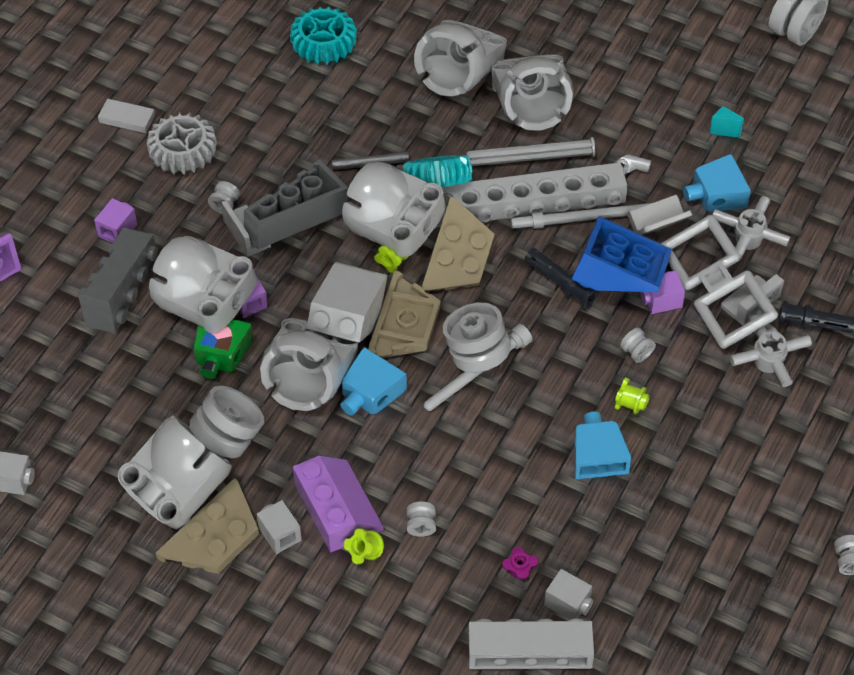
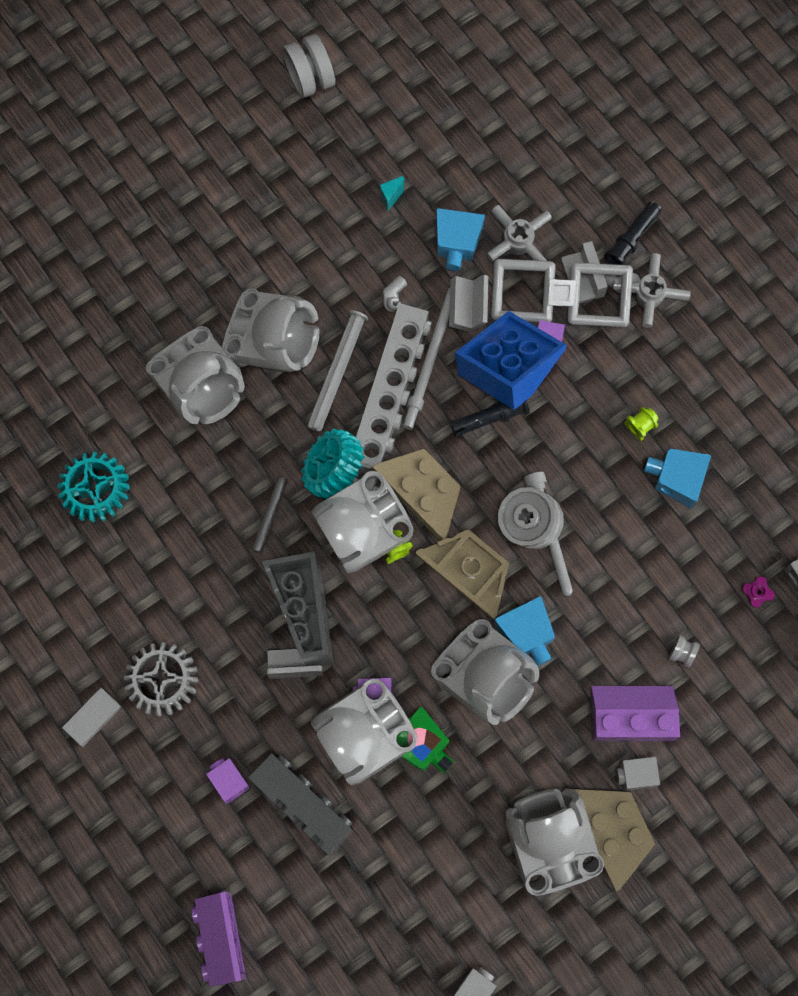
camera: 65 degrees left, 20 degrees up
(223, 192) = (250, 667): light grey wheel -> none
(226, 421) = (524, 774): light grey wheel -> none
(348, 302) = (447, 612): light grey slope -> none
(364, 545) = (693, 710): lime brick -> none
(637, 345) = (592, 390): light grey wheel -> none

